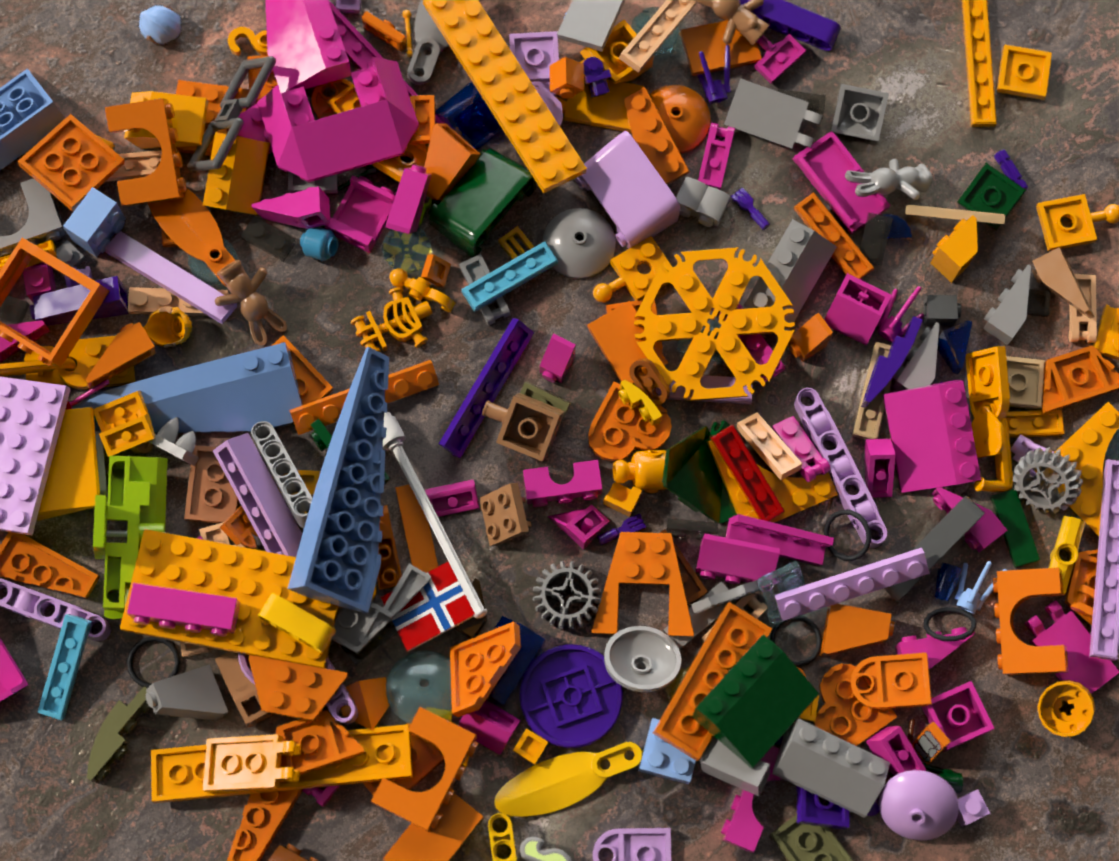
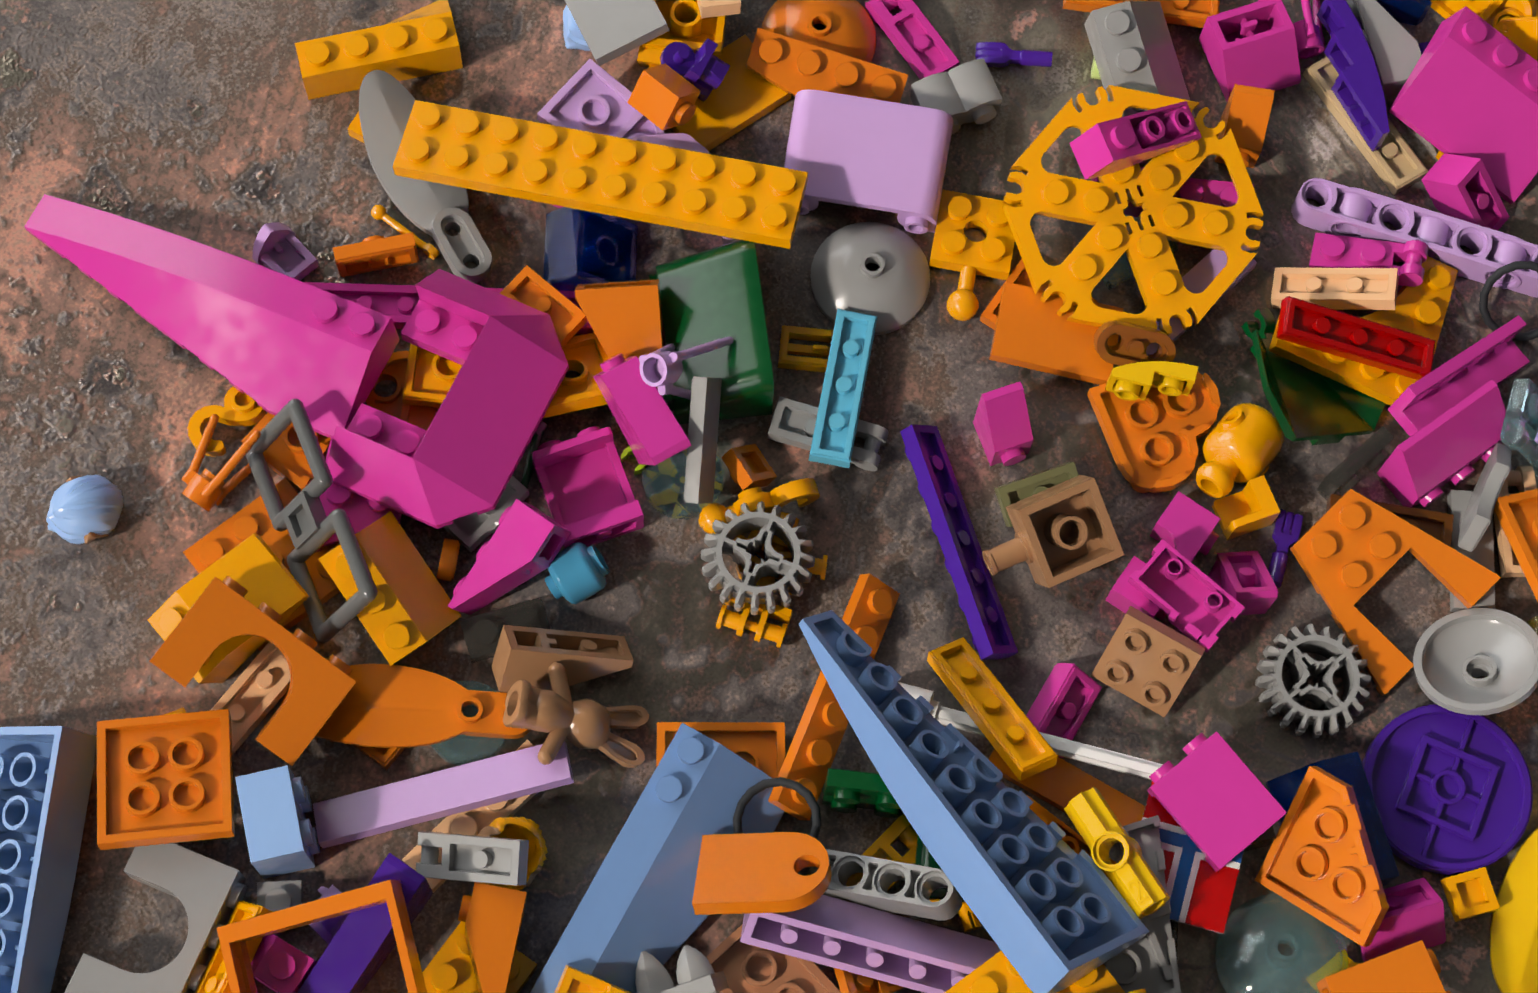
camera: 50 degrees left, 5 degrees down
(148, 312) = (473, 858): none -> light grey plate
(215, 63) = (210, 489): none -> orange plant
(245, 429) = (759, 873): none -> orange tile
(265, 406) = (776, 782): none -> black piece
(275, 186) = (448, 559): none -> orange tile
(280, 273) = (529, 652): none -> medium nougat slope
(393, 571) = (1101, 831): none -> yellow piece
(401, 305) = (773, 564): none -> light grey gear
(418, 466) = (992, 709): none -> light orange tile
(422, 238) = (703, 438): none -> light grey tile
(431, 190) = (665, 367): none -> lavender plant
(456, 592) = (1215, 799): none -> dark pink panel
(546, 503) = (1186, 595): none -> dark pink piece
(741, 291) = (1133, 139): none -> dark pink slope

